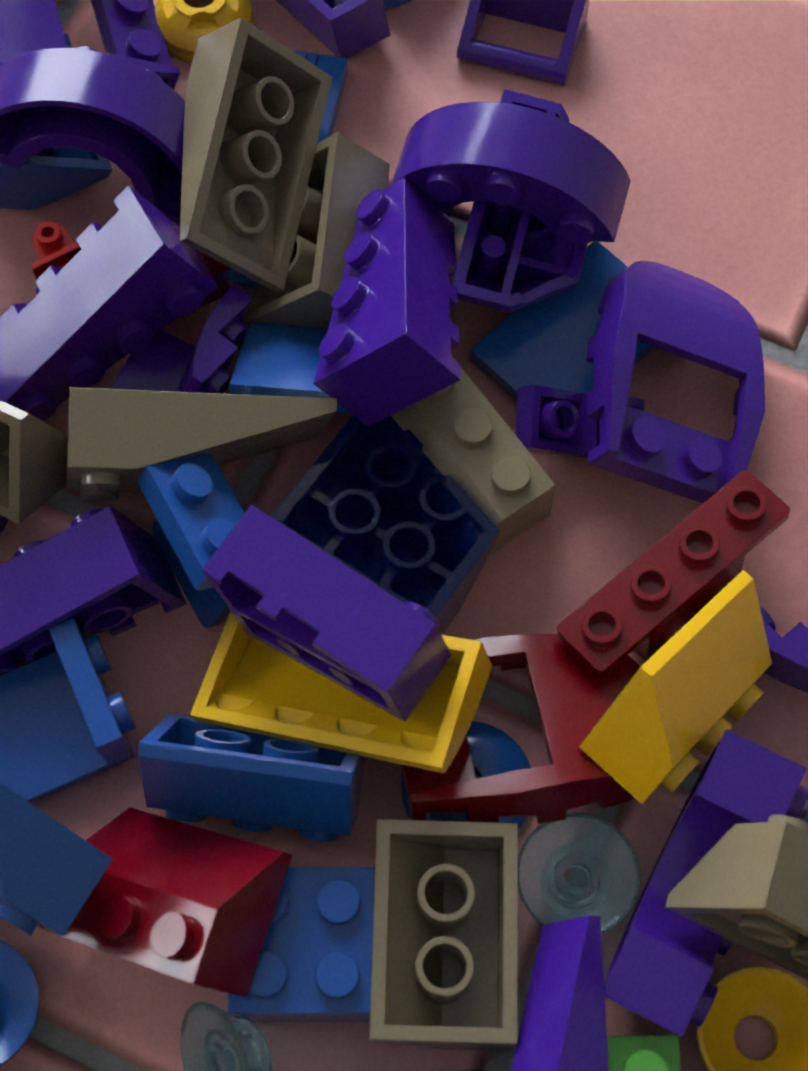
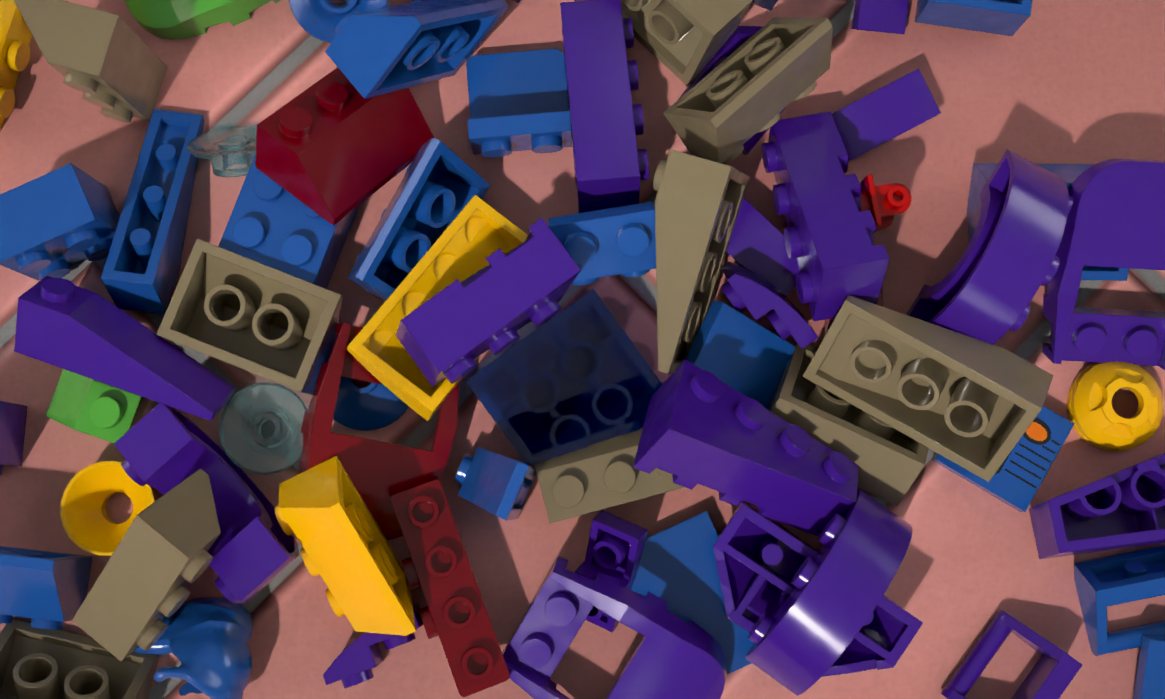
camera: 110 degrees right, 15 degrees up
(537, 535) = (495, 483): none -> blue slope

